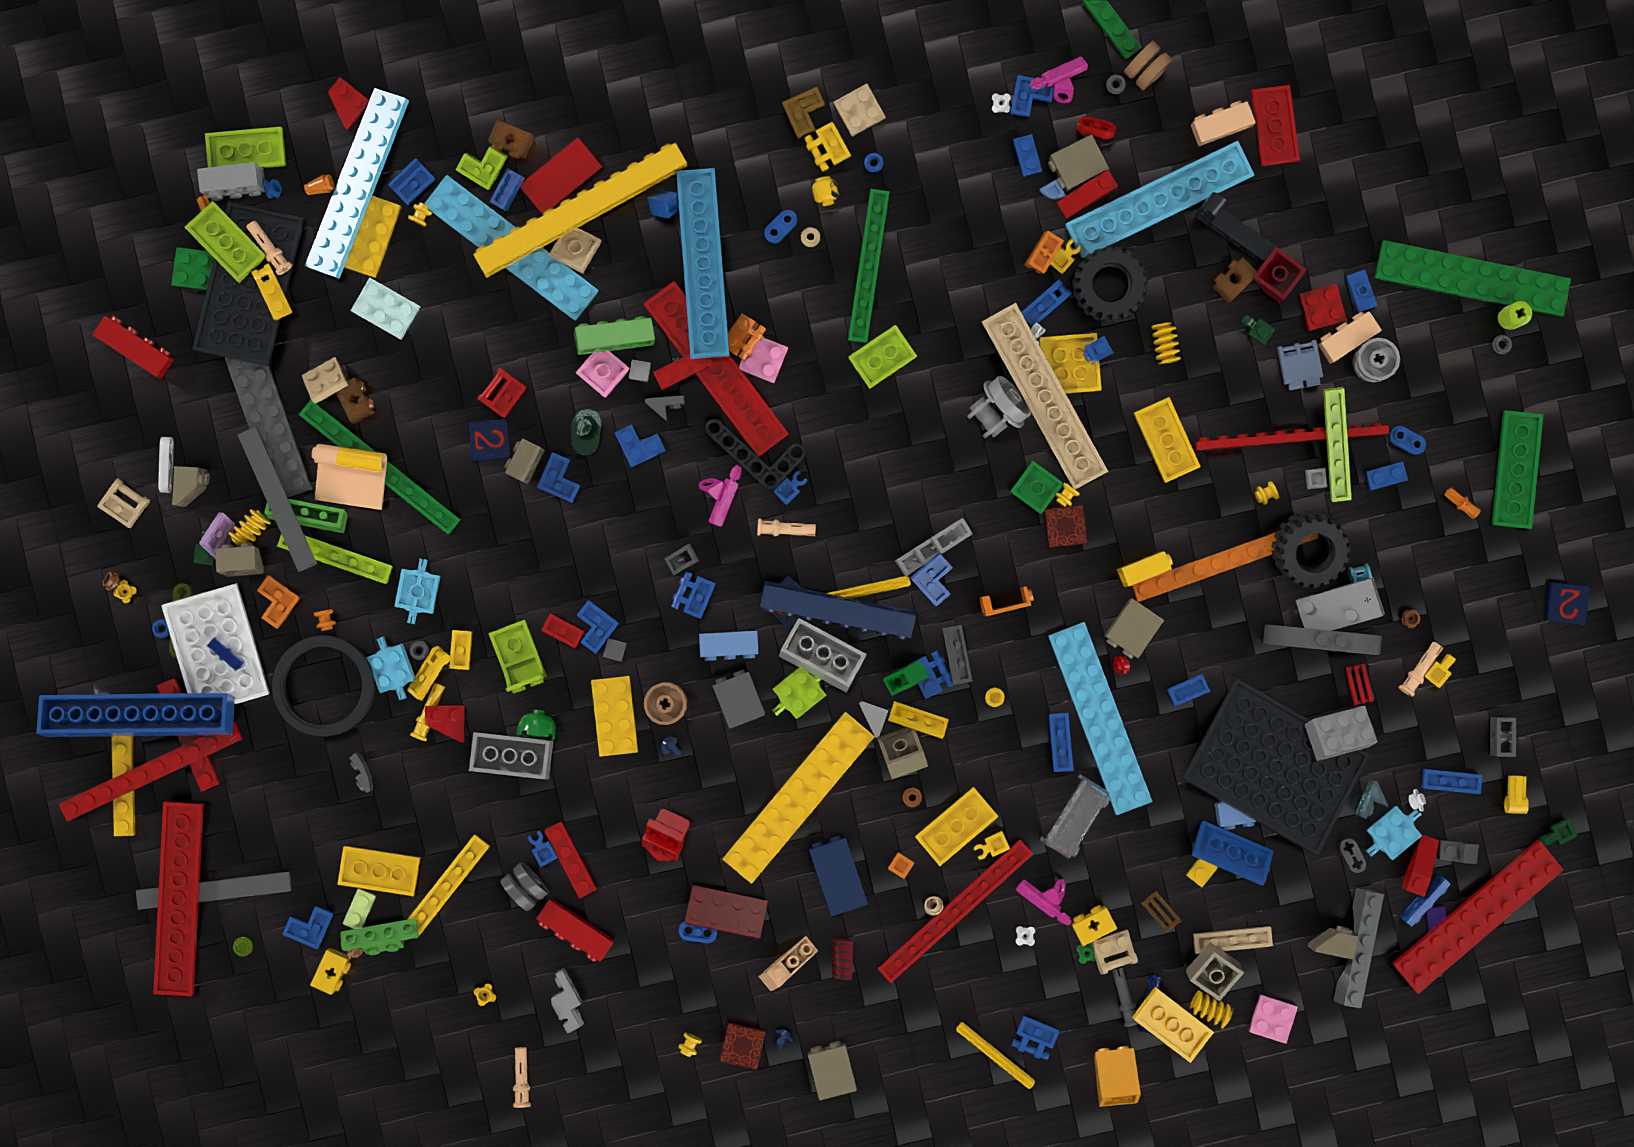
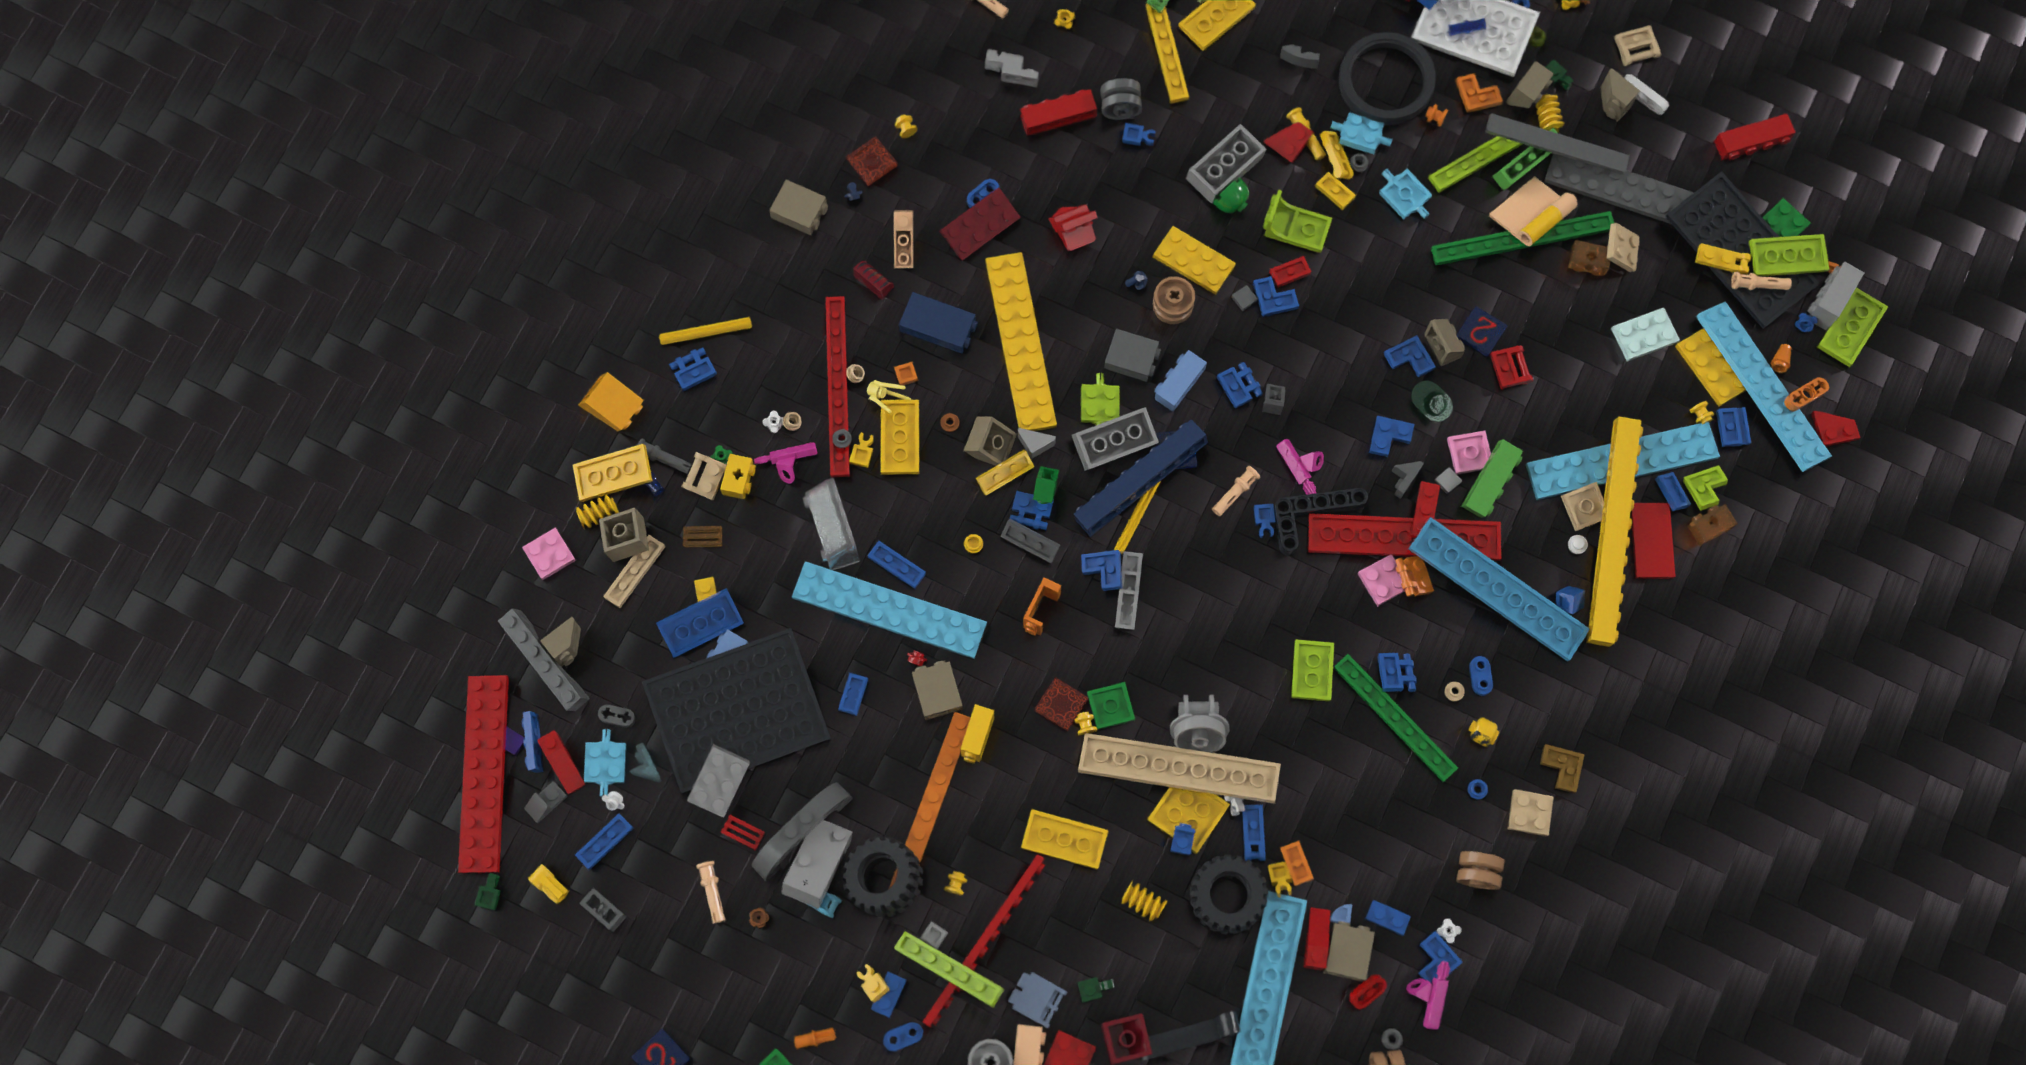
camera: 130 degrees right, 15 degrees down
(217, 534) = (1563, 88): lavender wing -> none
(345, 141) = (1803, 400): none -> orange beam
(570, 859) = (1112, 149): red plate -> none
(612, 231) = (1577, 544): none -> white plate
(833, 144) = (1518, 768): yellow plate -> none
(836, 295) = (1391, 675): none -> blue plate
(933, 874) = (877, 390): none -> light yellow plant
(940, 111) = (1480, 870): none -> medium nougat wheel
(998, 862) = (842, 444): none -> dark grey plate
(1009, 917) = (795, 418): none -> tan plate
(1245, 274) = (1151, 989): clear orange brick -> none
(1390, 491) = (874, 984): none -> yellow plate
(1438, 672) = (696, 903): yellow plate -> none

